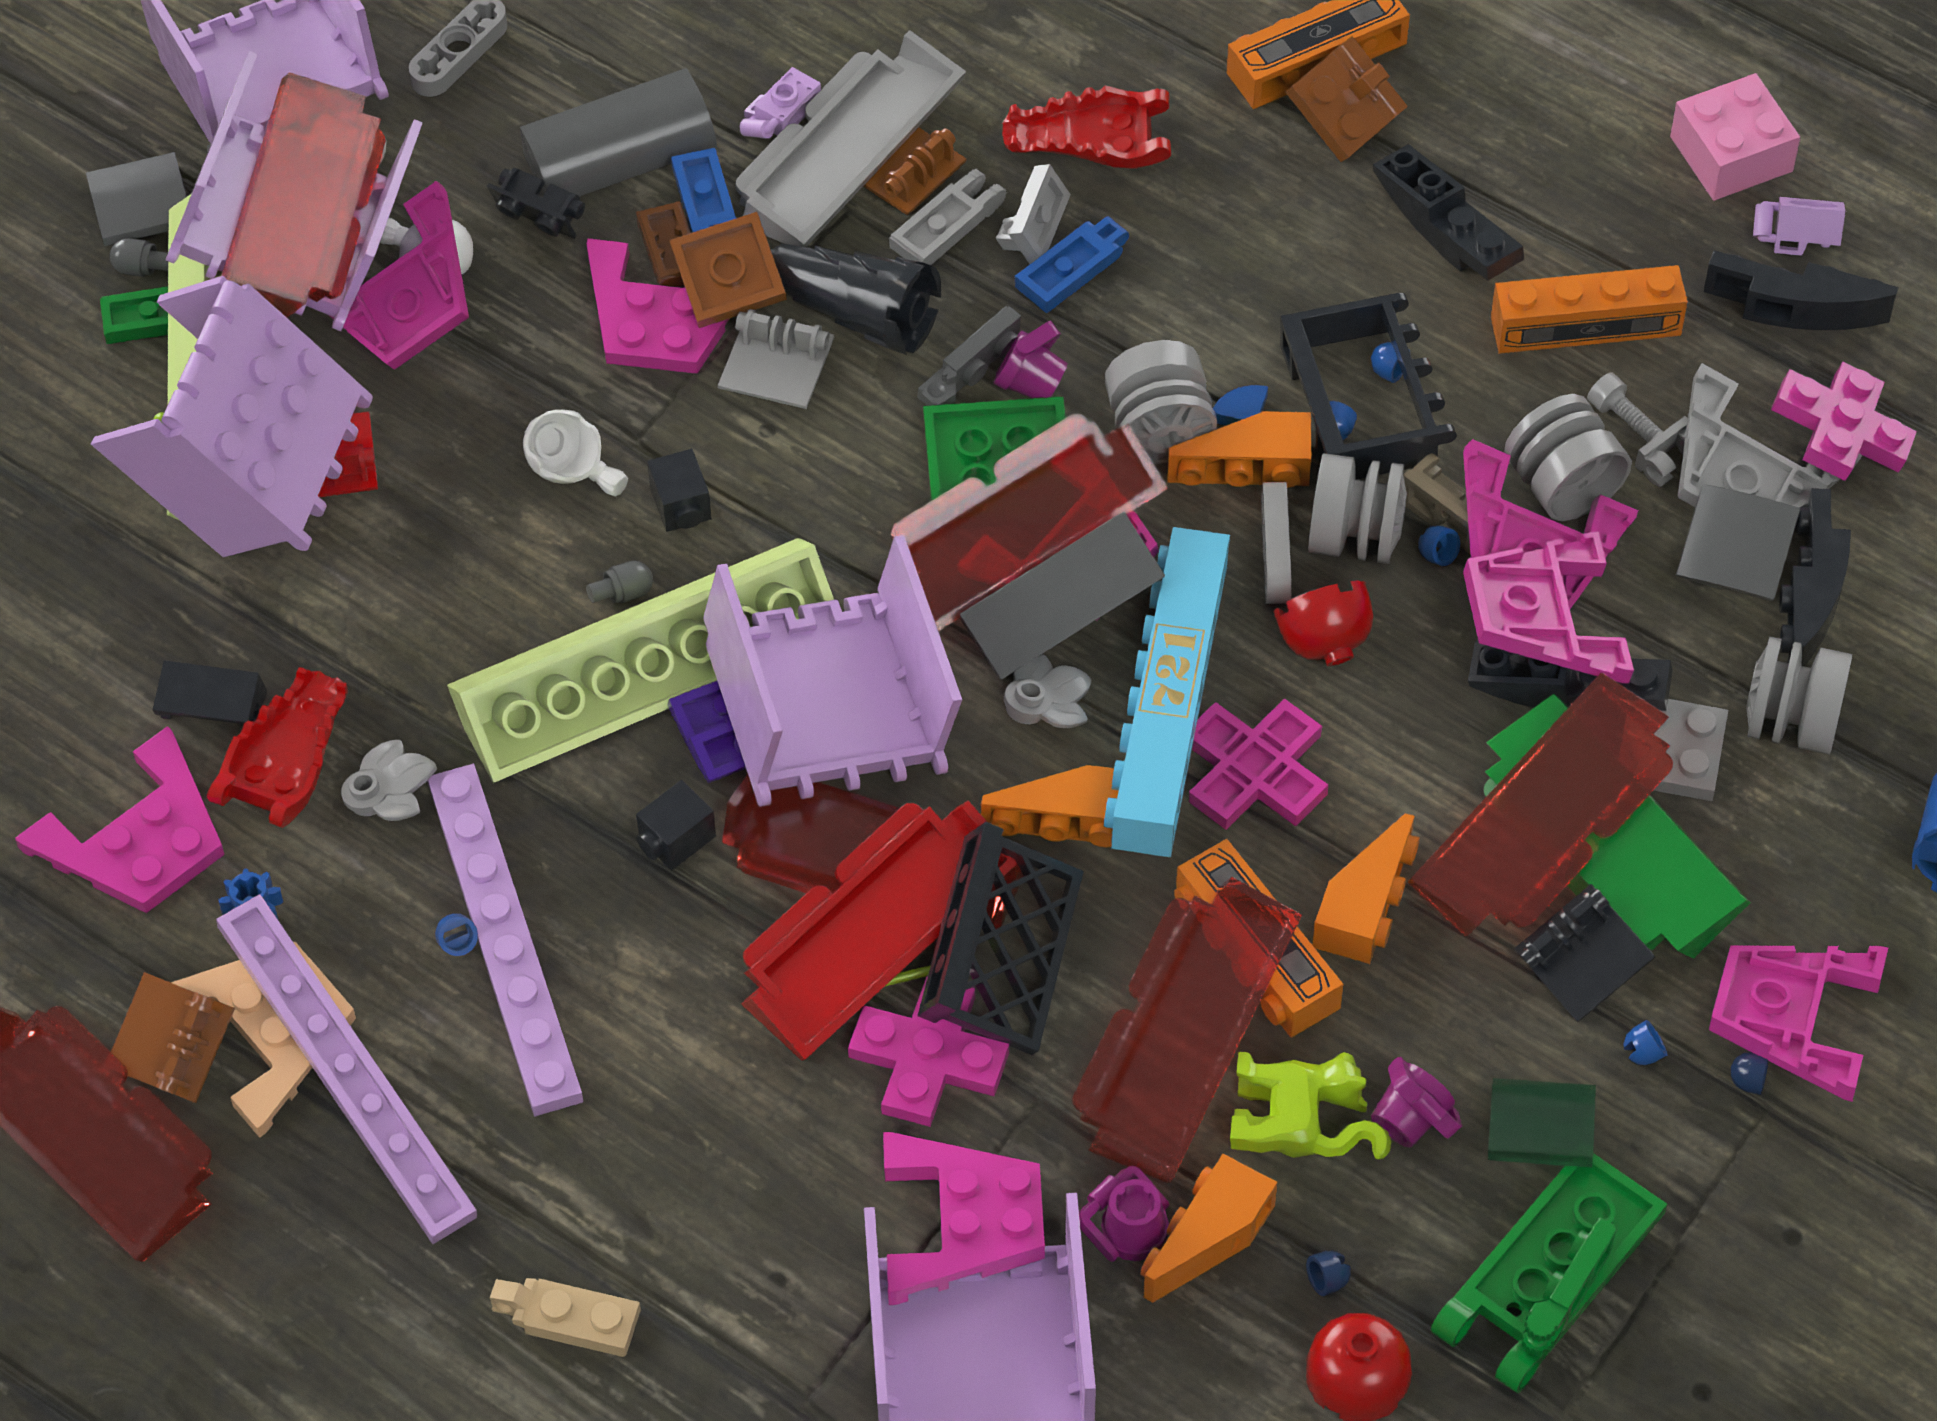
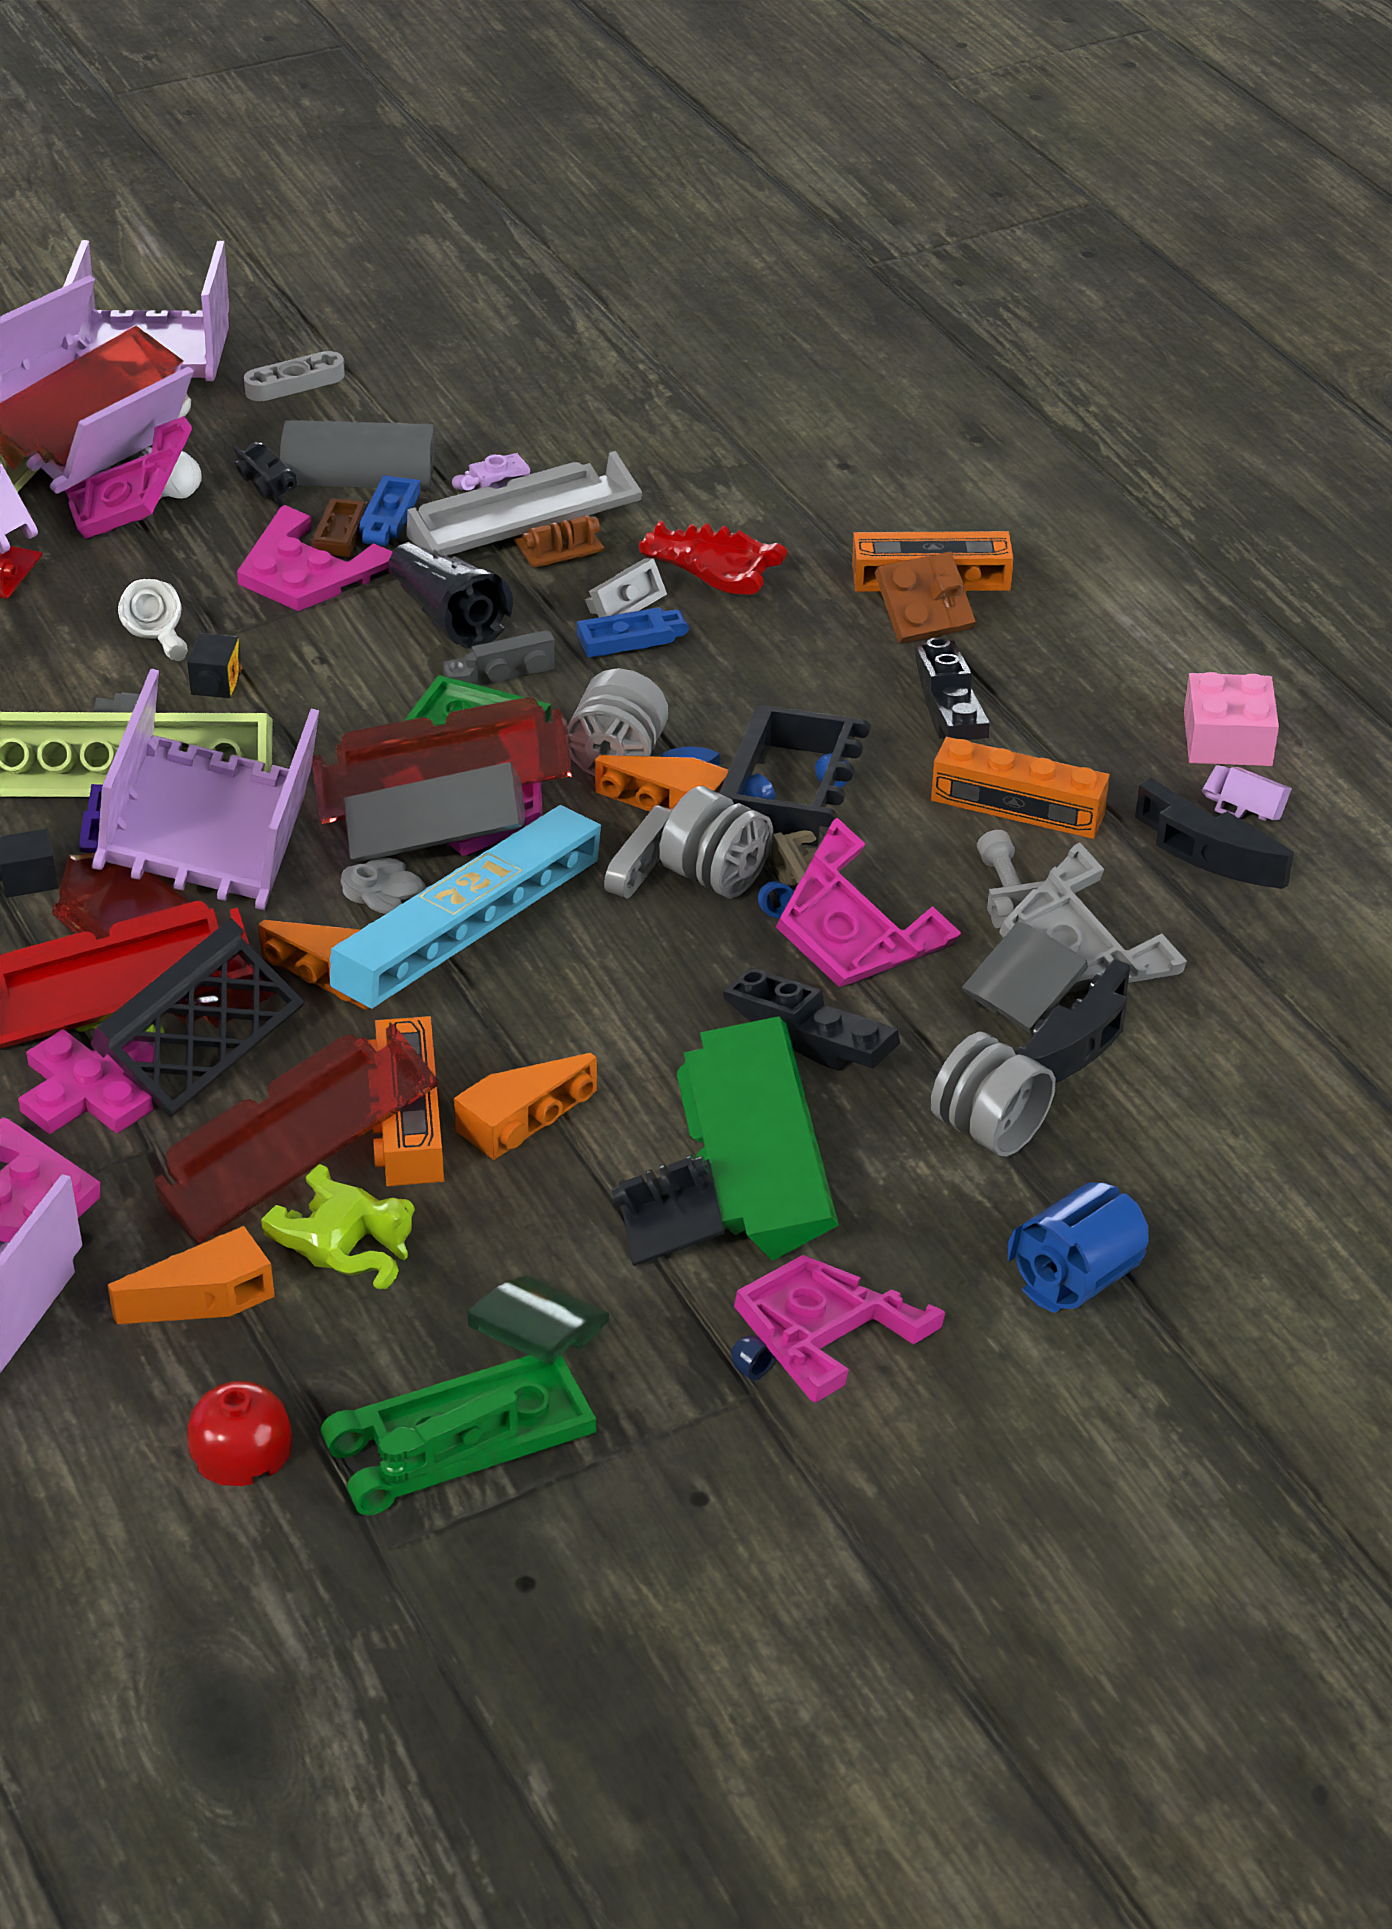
camera: 25 degrees right, 15 degrees down
(728, 269) = (358, 543): dark orange hinge -> none
(776, 359) = (359, 615): light grey hinge -> none
(946, 219) = (557, 575): light grey hinge -> none
(1030, 364) = (538, 675): magenta piece -> none
(1133, 1218) = (139, 1241): magenta piece -> none
(1256, 764) = (506, 987): dark pink plate -> none
(1327, 622) = (636, 908): red cylinder -> none
(1328, 1272) = (274, 1355): dark blue hinge -> none
(1414, 1105) = (435, 1259): magenta piece -> none
(1525, 608) = (800, 942): dark pink wing -> none
(1534, 823) = (699, 1096): clear red slope -> none
(1567, 456) = (918, 866): light grey wheel -> none
(1647, 1044) = (675, 1299): blue hinge -> none
(1695, 748) = (868, 1104): light grey plate -> none
(1844, 420) = (1183, 930): dark pink plate -> none

